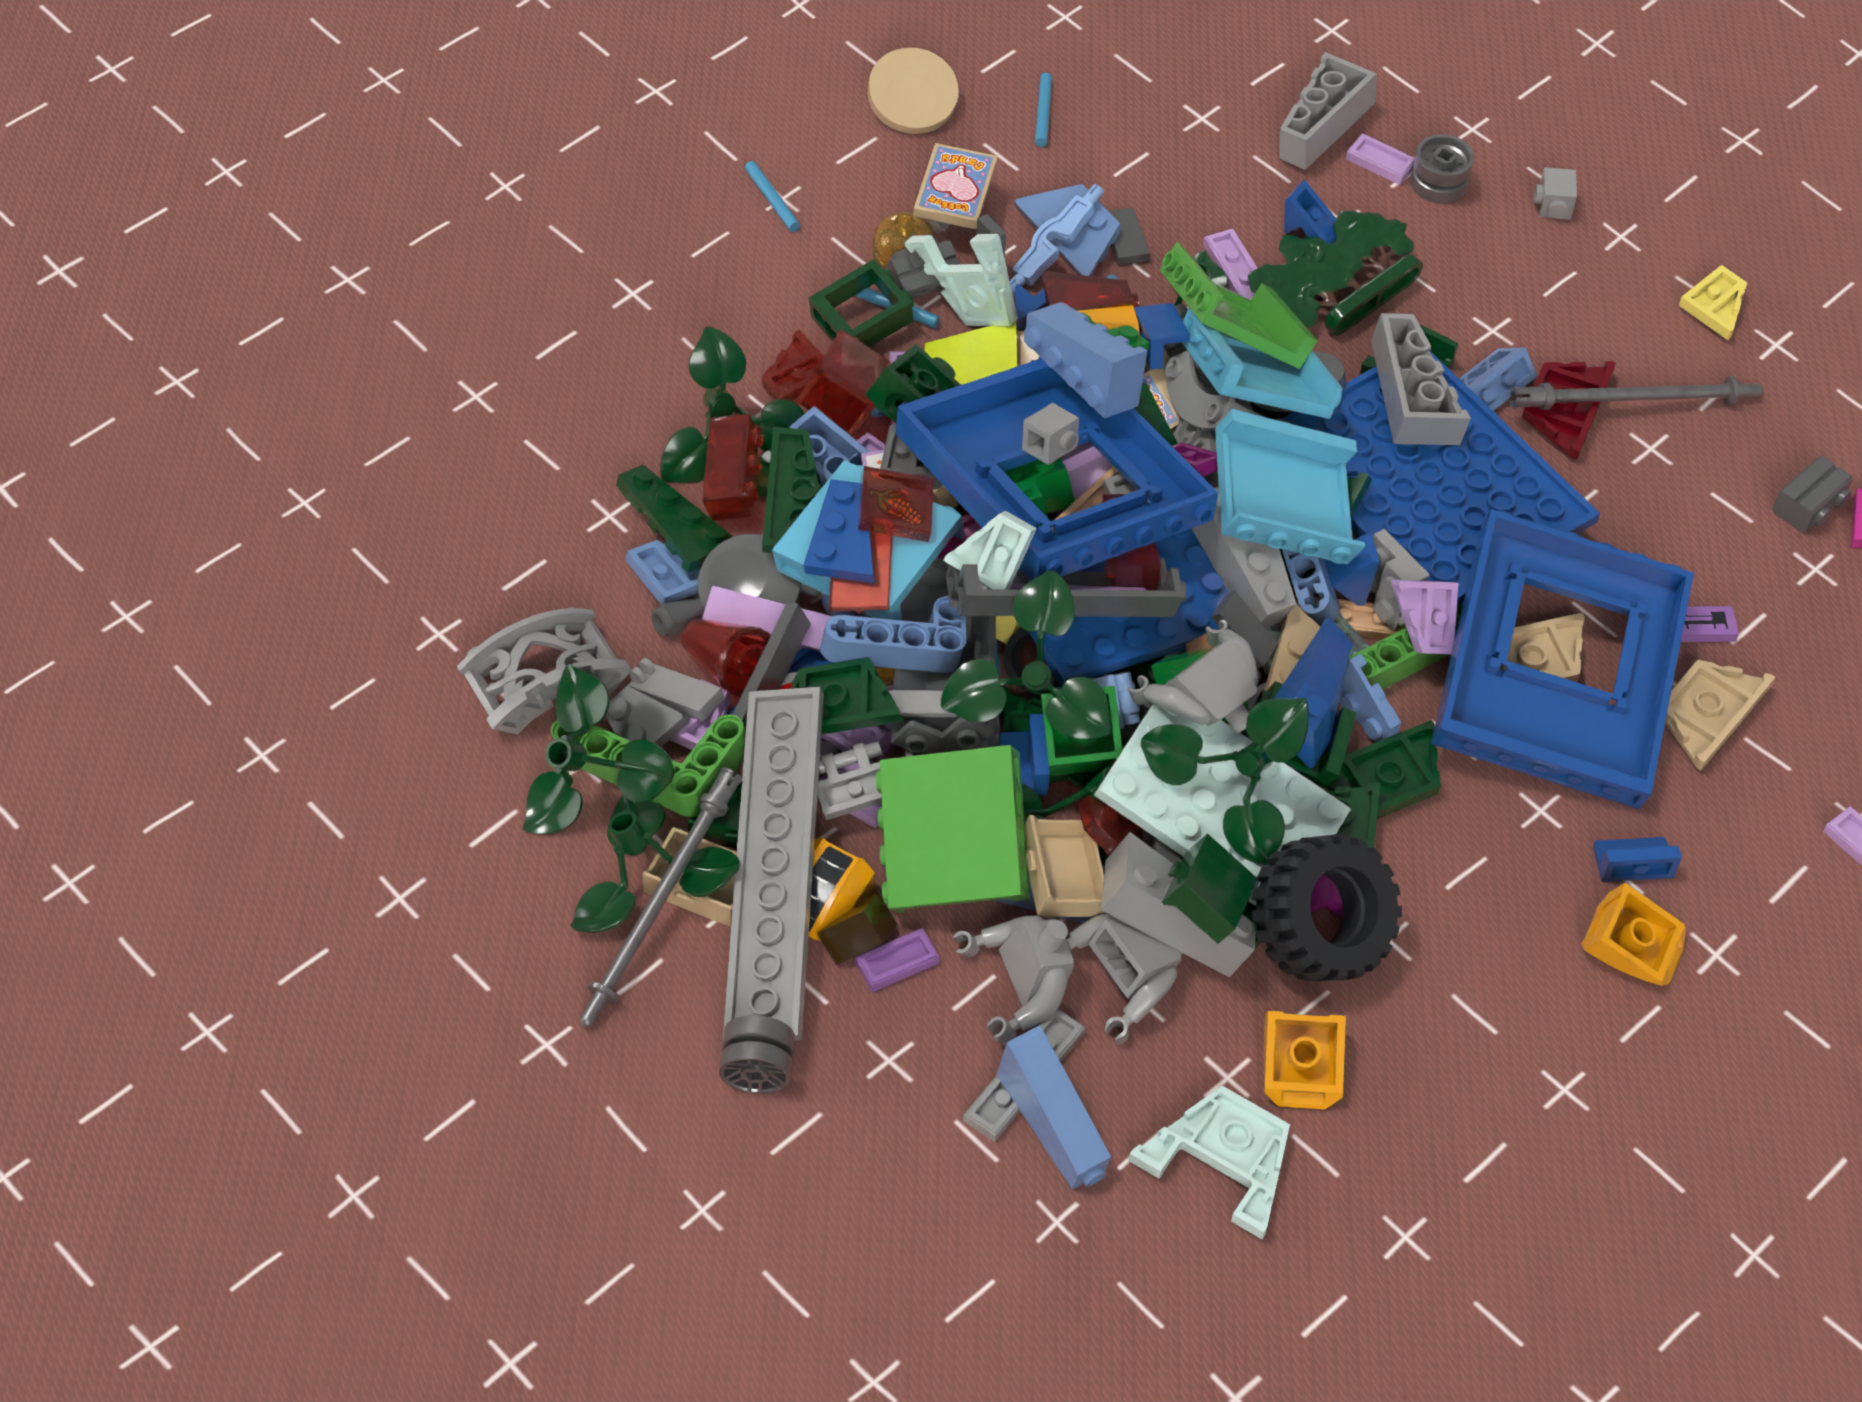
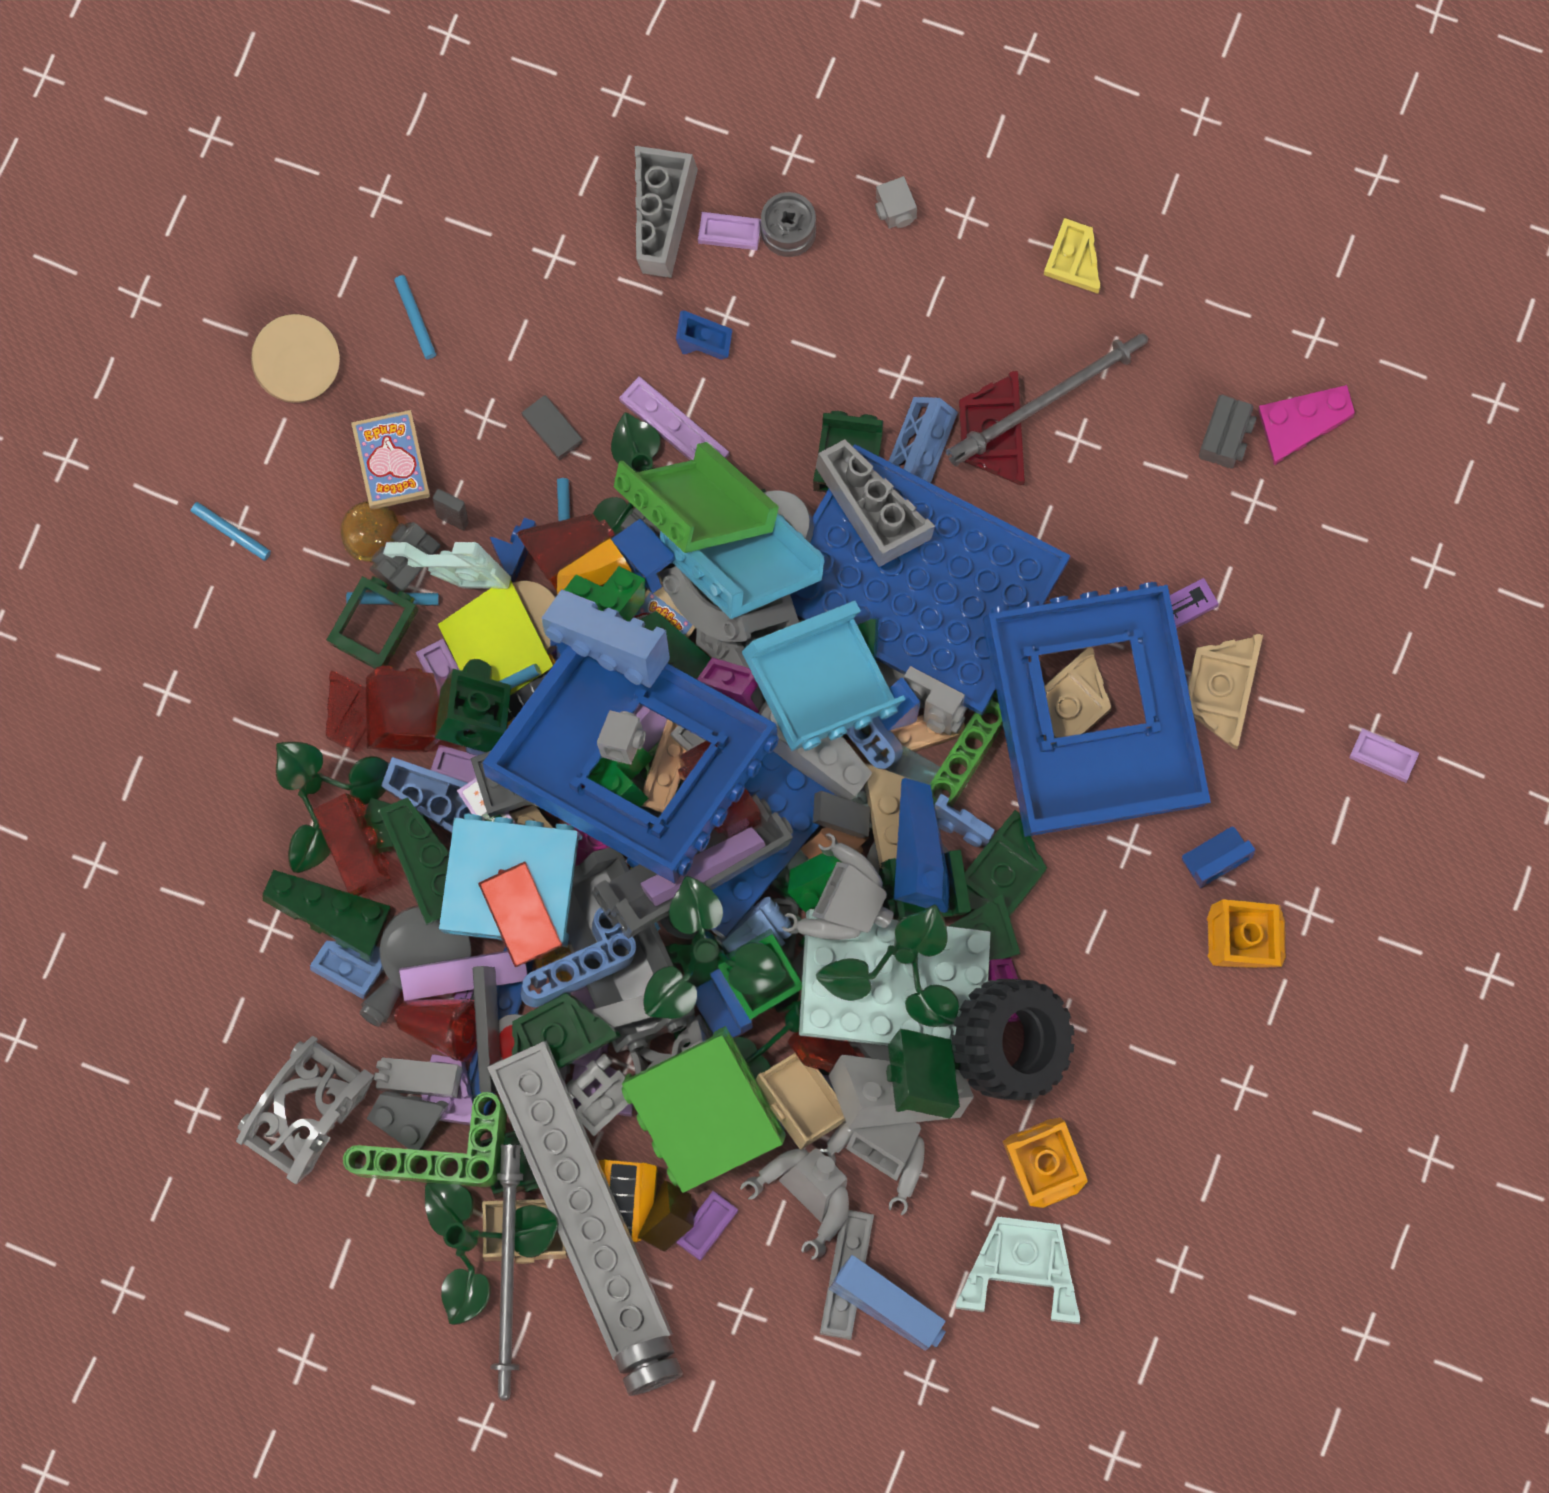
camera: 20 degrees left, 20 degrees up
(551, 800) = (373, 1220): dark green plant -> none
(837, 543) = (492, 896): blue wing -> none
(896, 504) = (522, 850): clear red tile -> none
(995, 550) = (631, 878): light aqua wing -> none
(1063, 227) = (503, 454): light blue piece -> none
(1093, 239) = (504, 441): medium blue wing -> none
(1325, 267) = (736, 382): dark green plant -> none
(1428, 613) = (977, 726): lavender wing -> none

